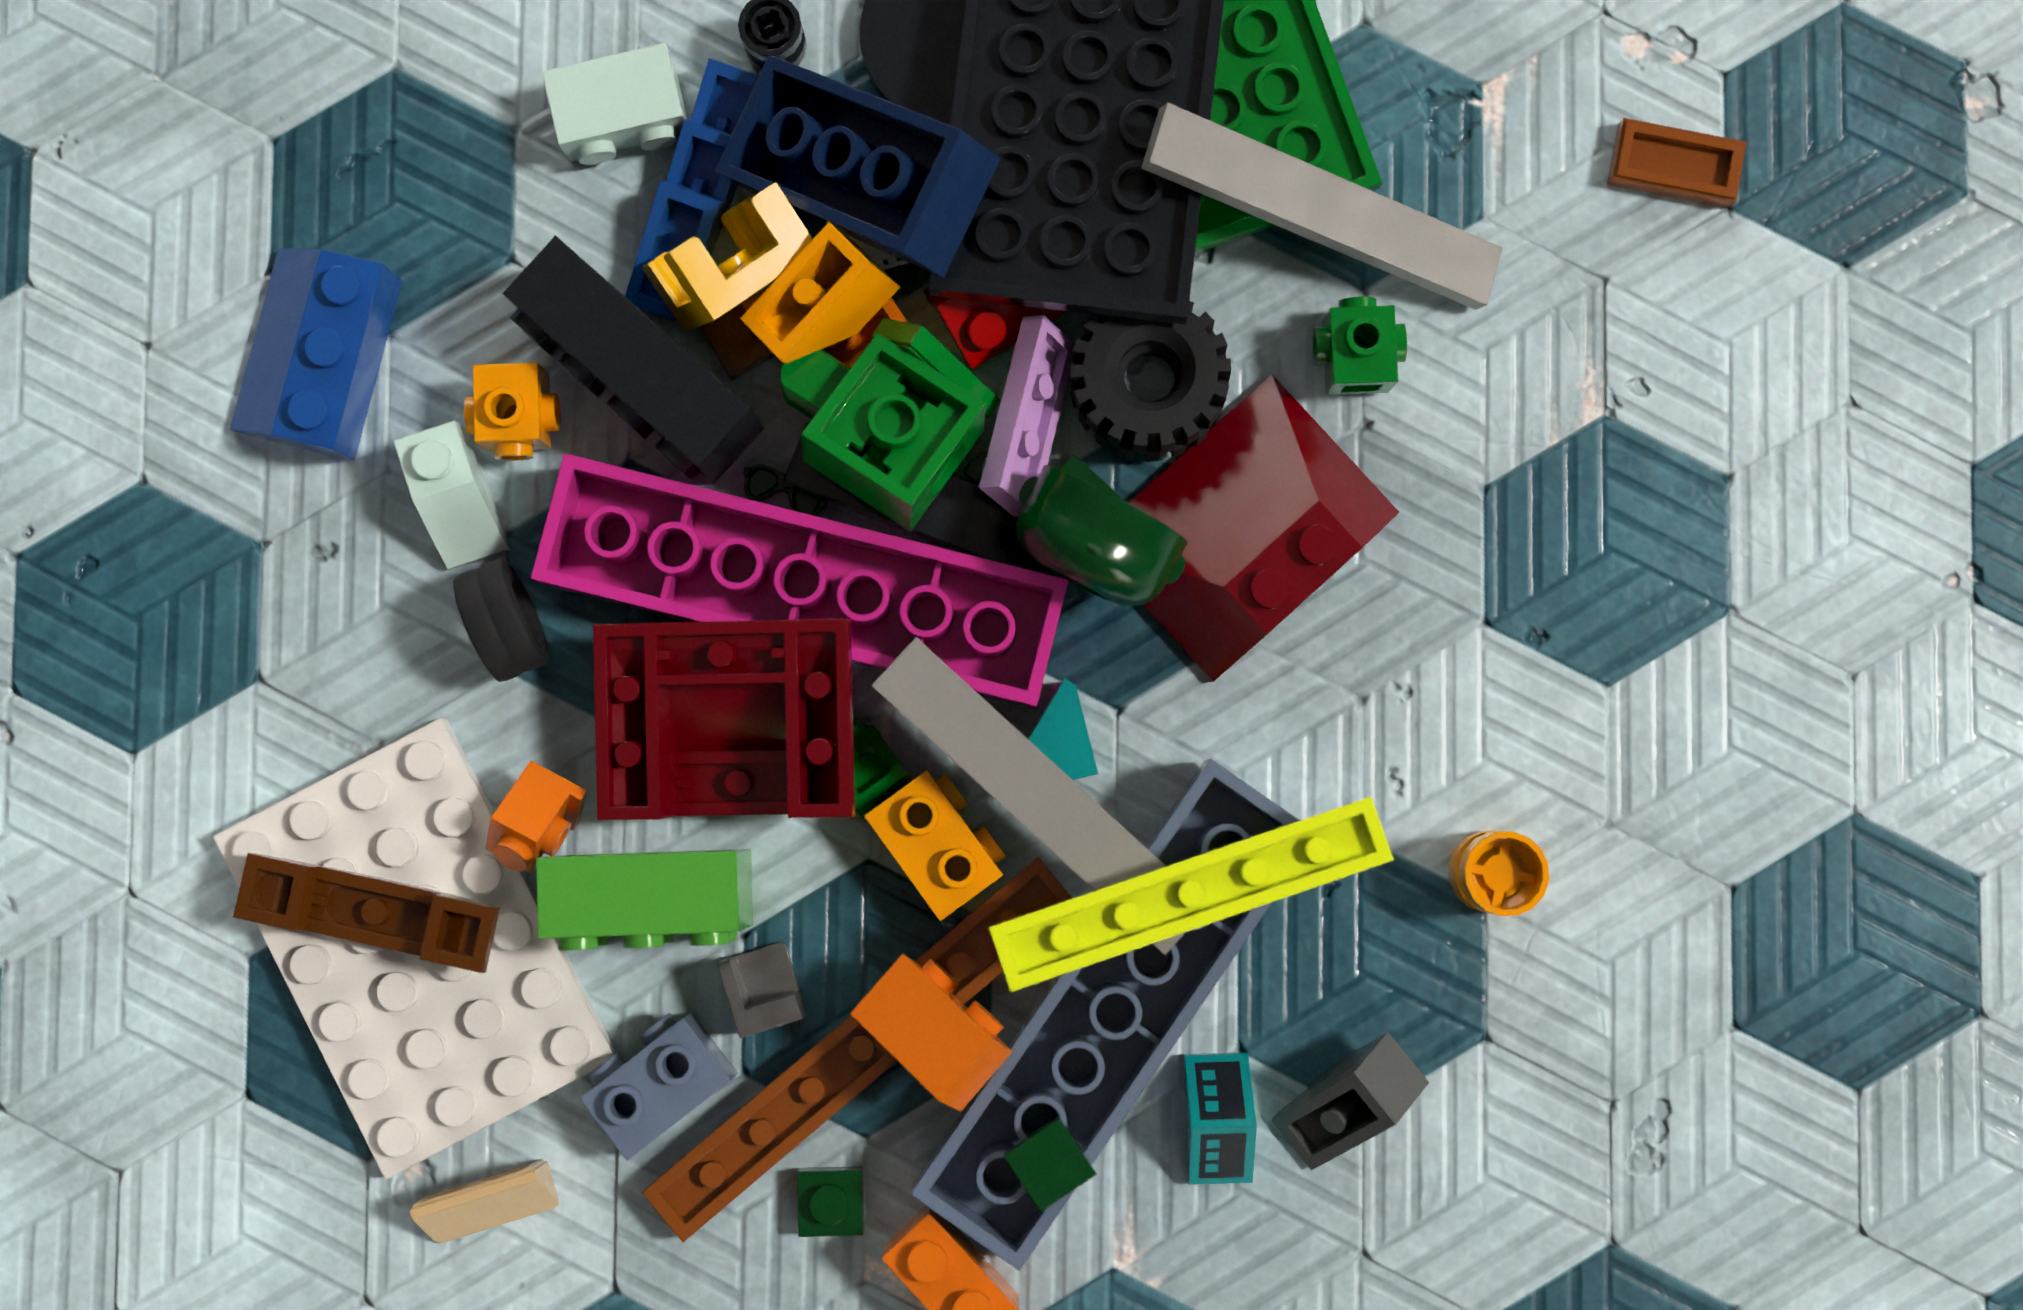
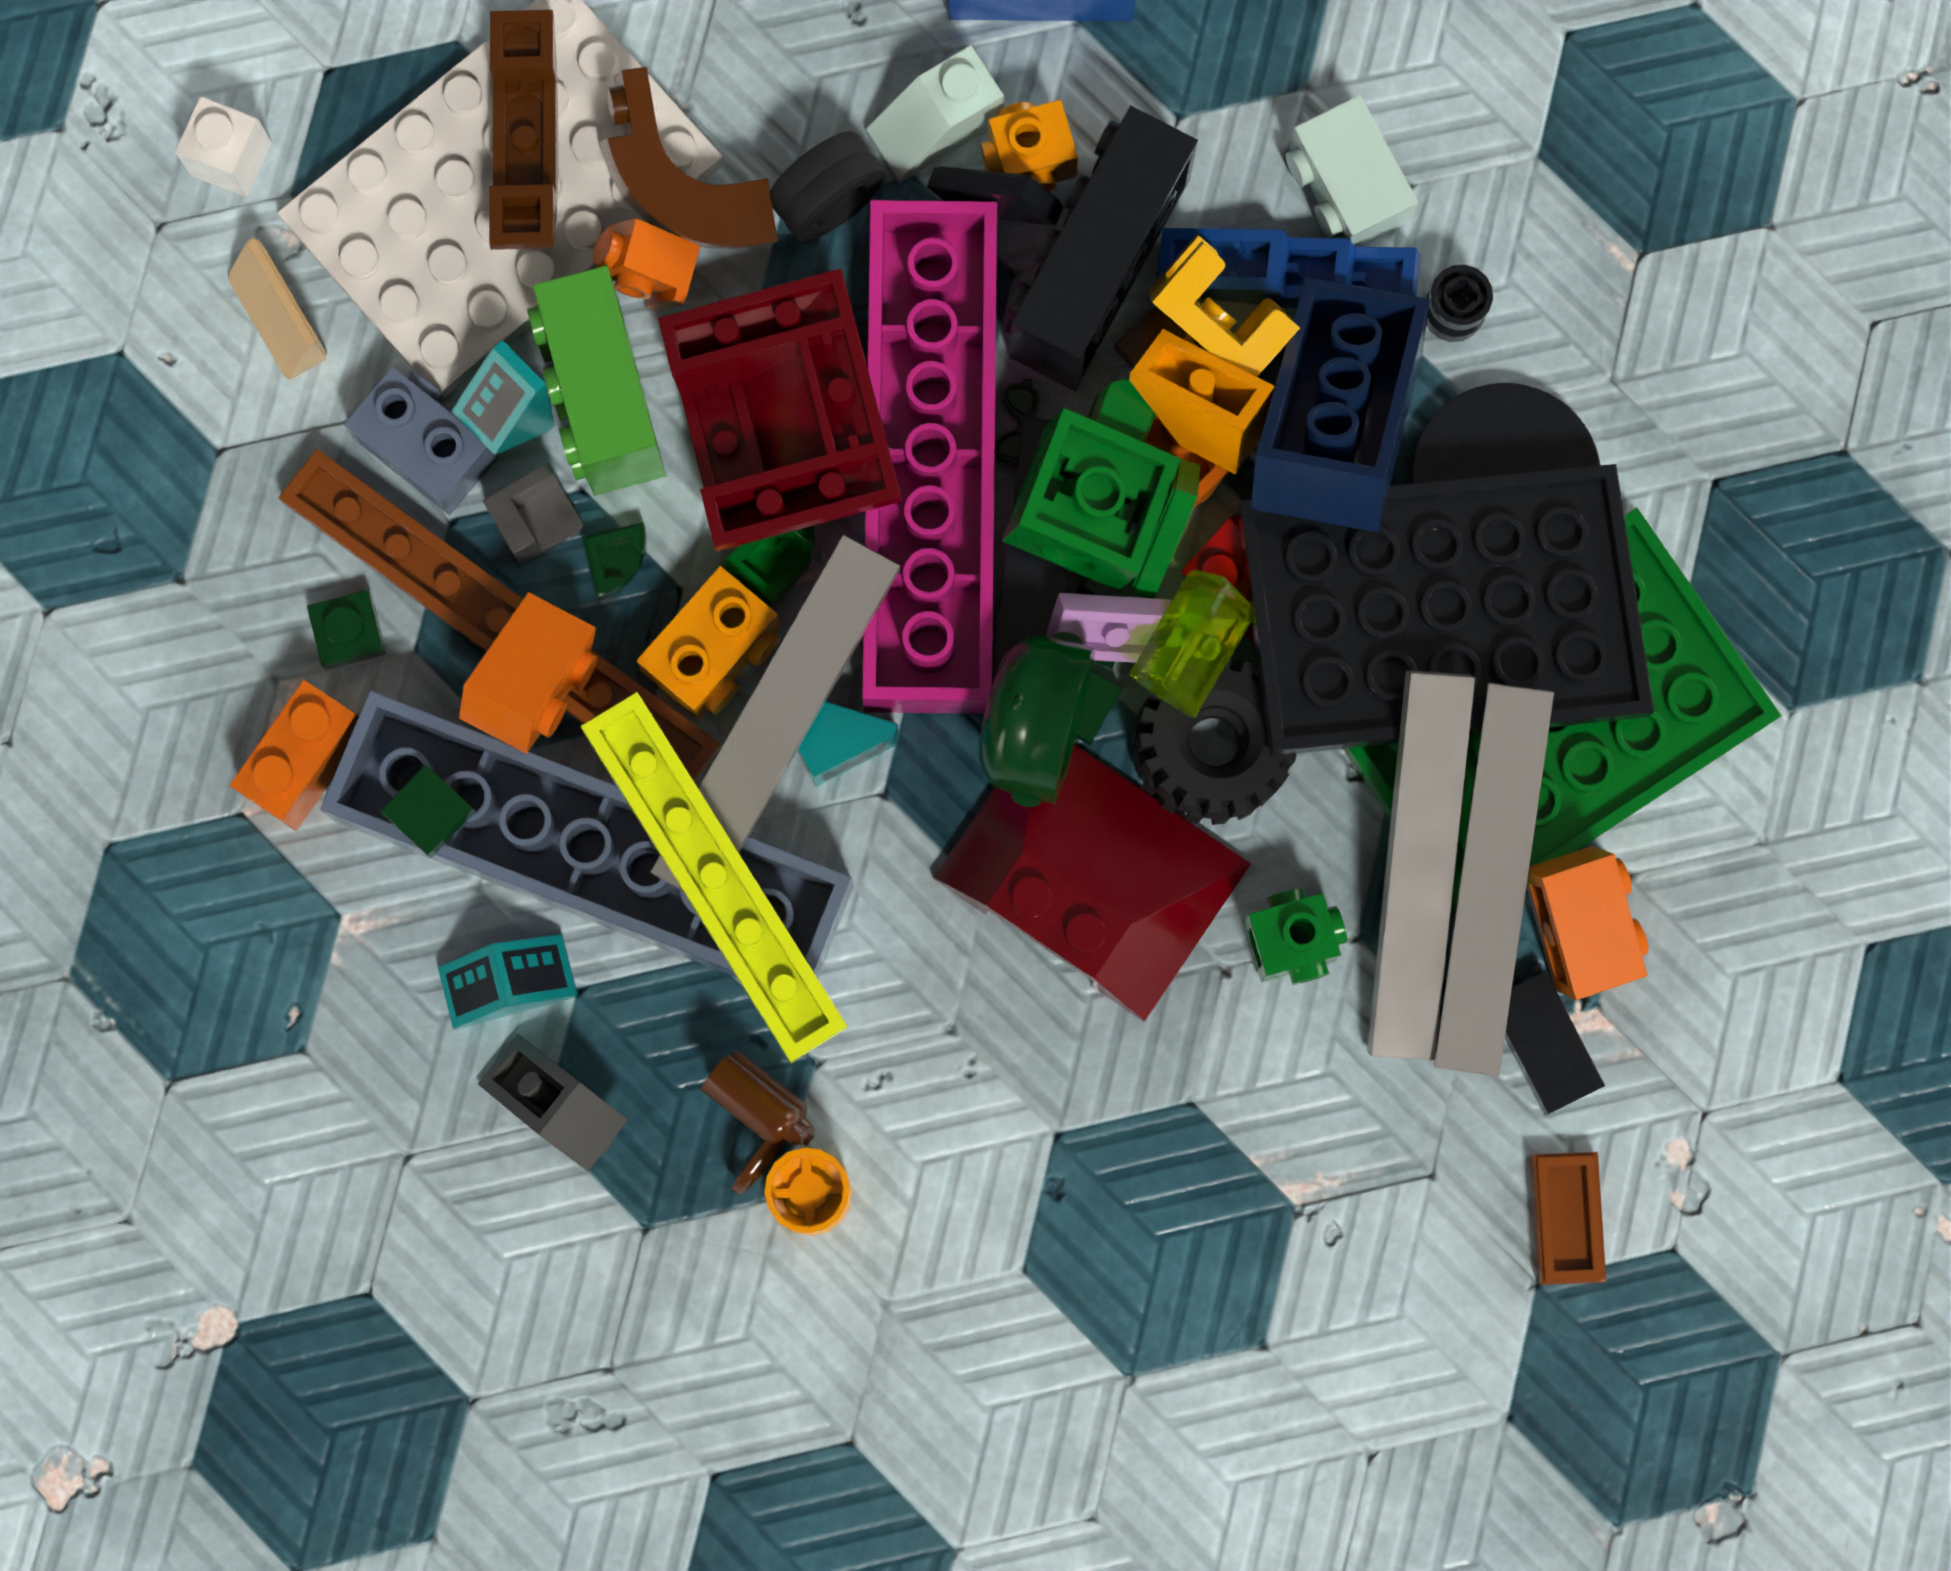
camera: 75 degrees right, 5 degrees down
(303, 1220) = (223, 146): none -> white brick
(501, 743) = (667, 197): none -> reddish brown arch
(561, 433) = (1016, 195): none -> black tile
(646, 994) = (505, 402): none -> teal slope
(822, 918) = (615, 558): none -> dark green tile
(1056, 369) = (1193, 641): none -> clear neon green slope
(1351, 140) = (1493, 879): none -> light grey tile
(1406, 898) = (760, 1105): none -> reddish brown piece
(1411, 68) = (1587, 922): none -> orange brick
(1508, 140) = (1548, 1045): none -> black tile

